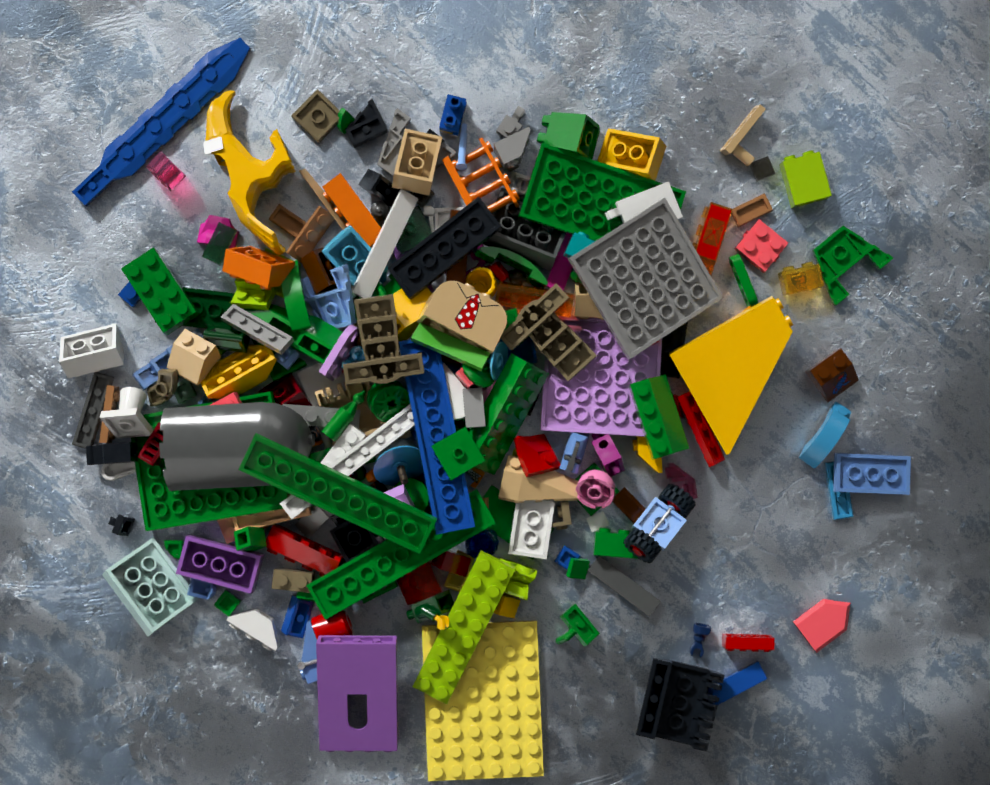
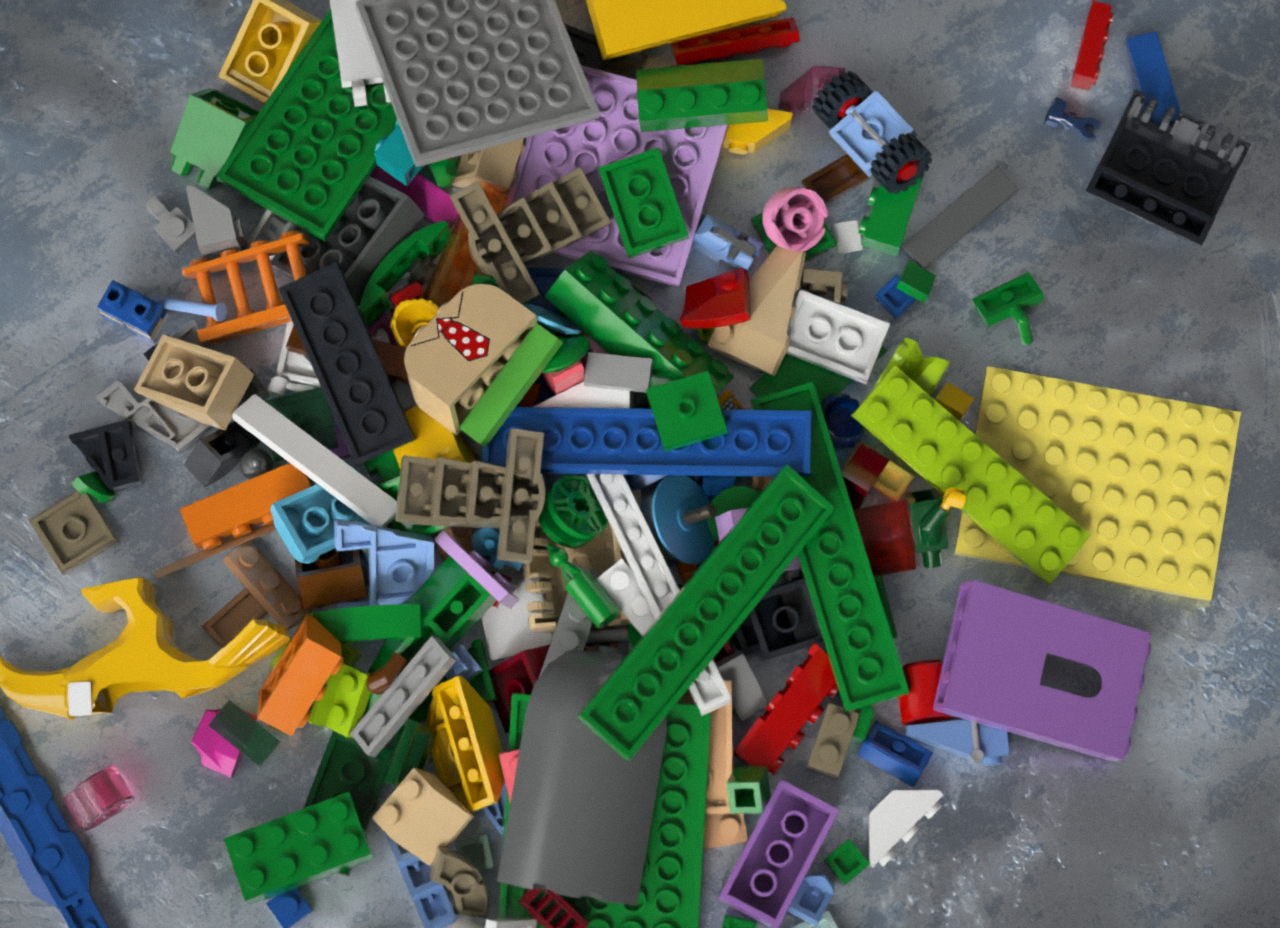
camera: 75 degrees left, 10 degrees down
(265, 315) = (383, 678): none -> reddish brown arm
(583, 397) = (643, 203): none -> green plate
(607, 454) = (741, 190): magenta torso -> none

